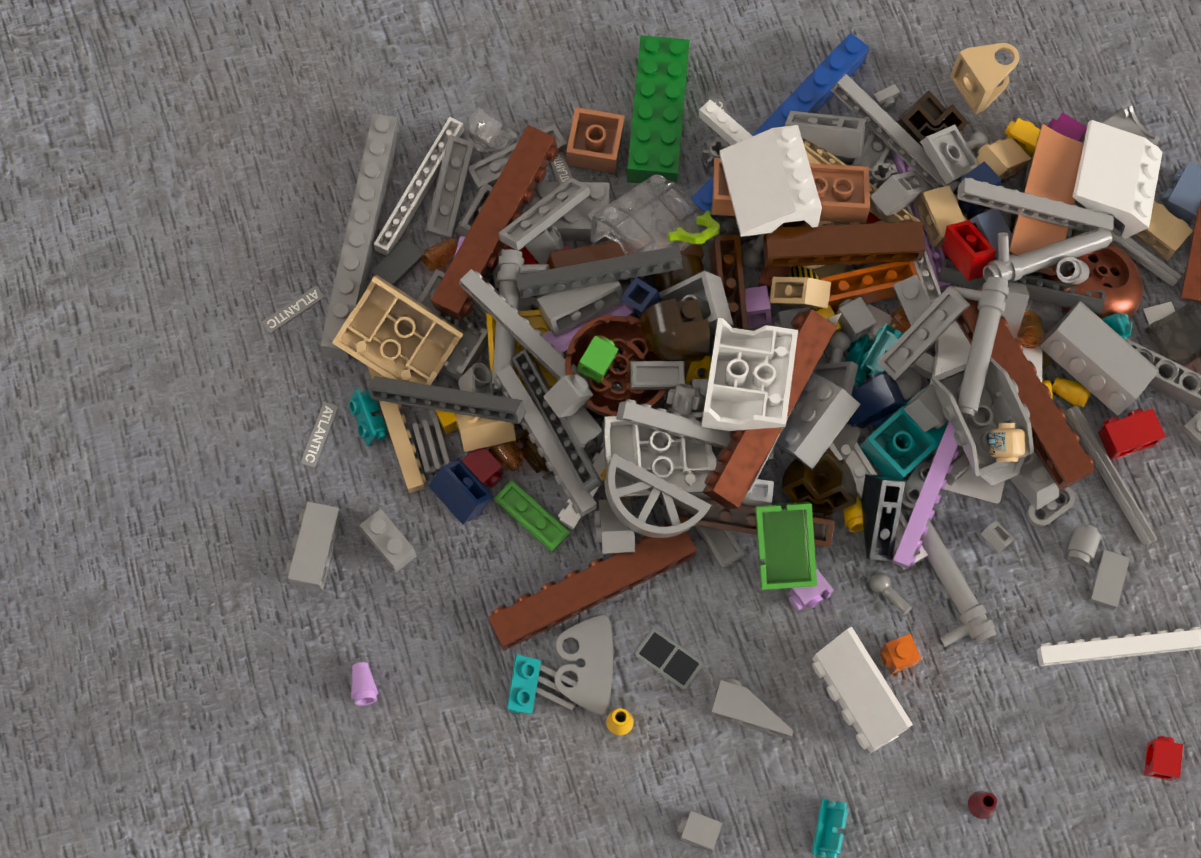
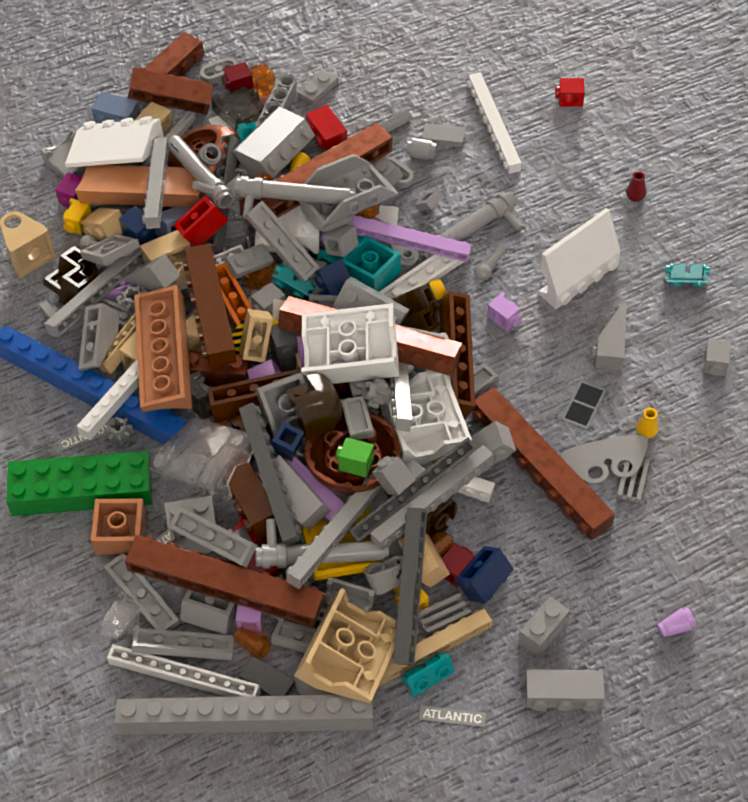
camera: 95 degrees left, 15 degrees down
(292, 309) = (330, 769): light grey sticker -> none
(523, 685) = (651, 499): teal hinge -> none
(531, 516) = (489, 521): bright green tile -> none
(658, 487) = (483, 380): light grey window -> none
(697, 238) = (206, 405): lime helmet -> none
(770, 181) = (164, 352): white piece -> none
(786, 545) = (481, 315): bright green piece -> none
(881, 514) = (429, 266): black slope -> none
(900, 654) = (536, 245): orange brick -> none
(1006, 443) = (370, 172): tan head -> none

